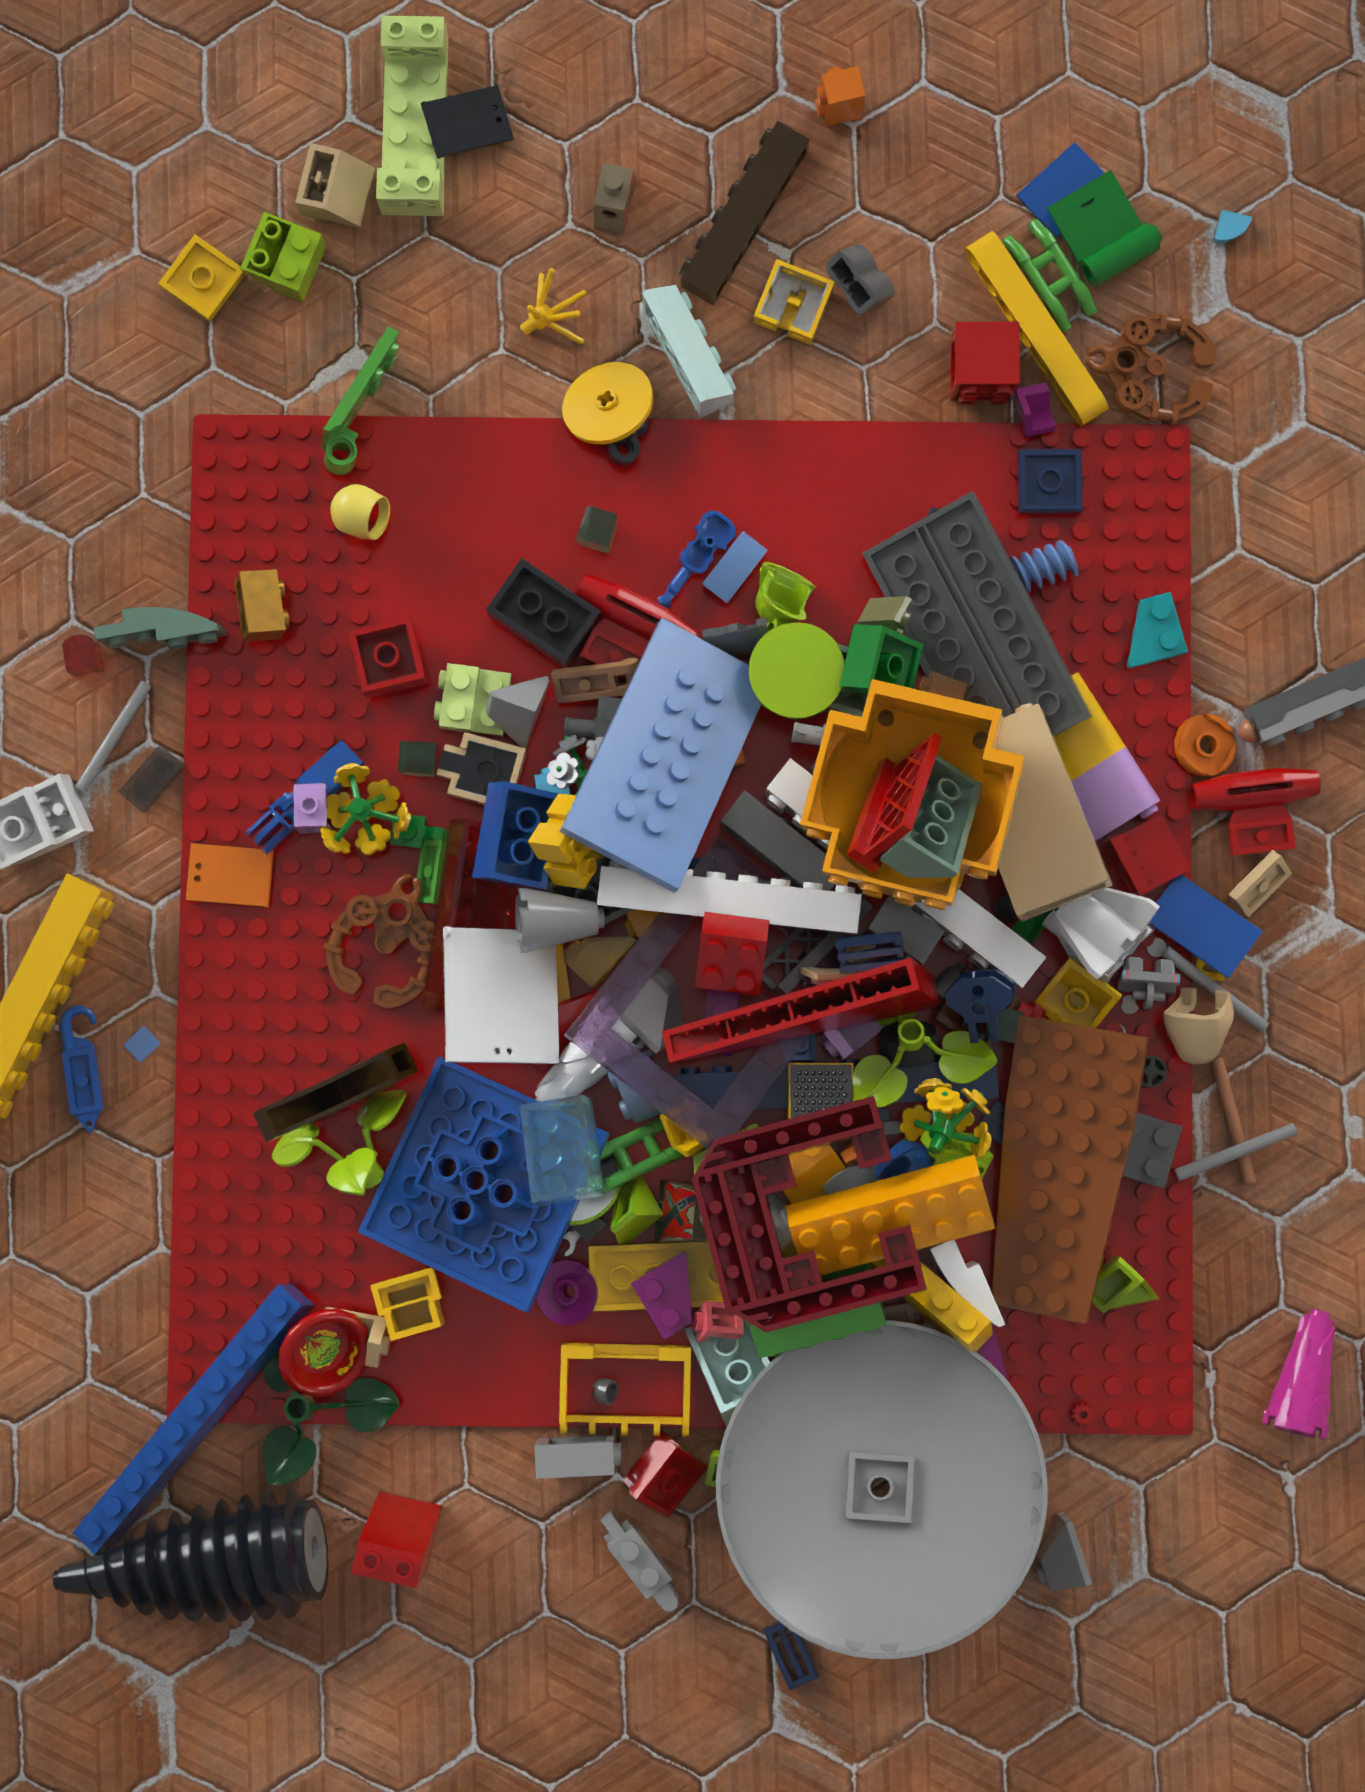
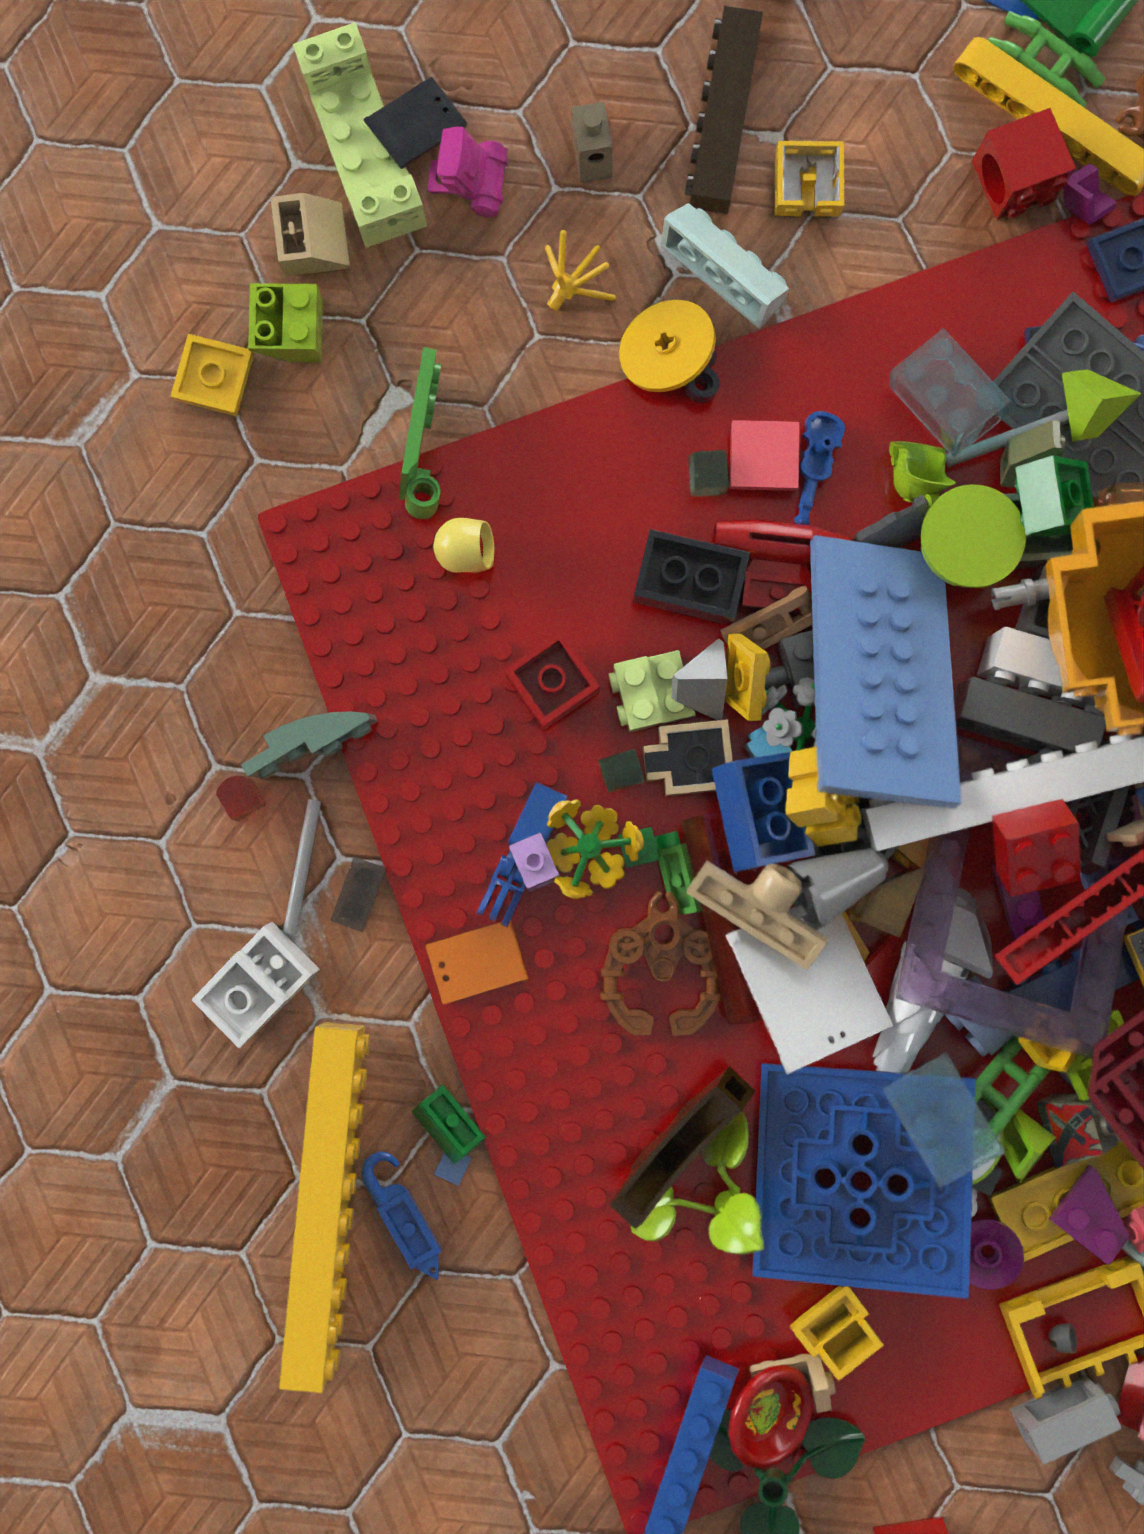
camera: 25 degrees left, 0 degrees up
(151, 1006) = (448, 1124): none -> green slope
(261, 605) = (402, 677): pearl gold brick -> none
(479, 915) = (761, 909): none -> tan plate
(497, 183) = (470, 170): none -> dark pink piece
(555, 711) = (746, 676): none -> yellow plate
(653, 532) = (764, 455): none -> coral tile
(734, 566) = (859, 459): medium blue slope -> none
(831, 597) = (1000, 441): none -> light grey bar
(833, 538) = (949, 392): none -> clear light blue piece
(860, 279) = (861, 127): dark grey brick -> none
(953, 594) = (1094, 402): none -> lime slope

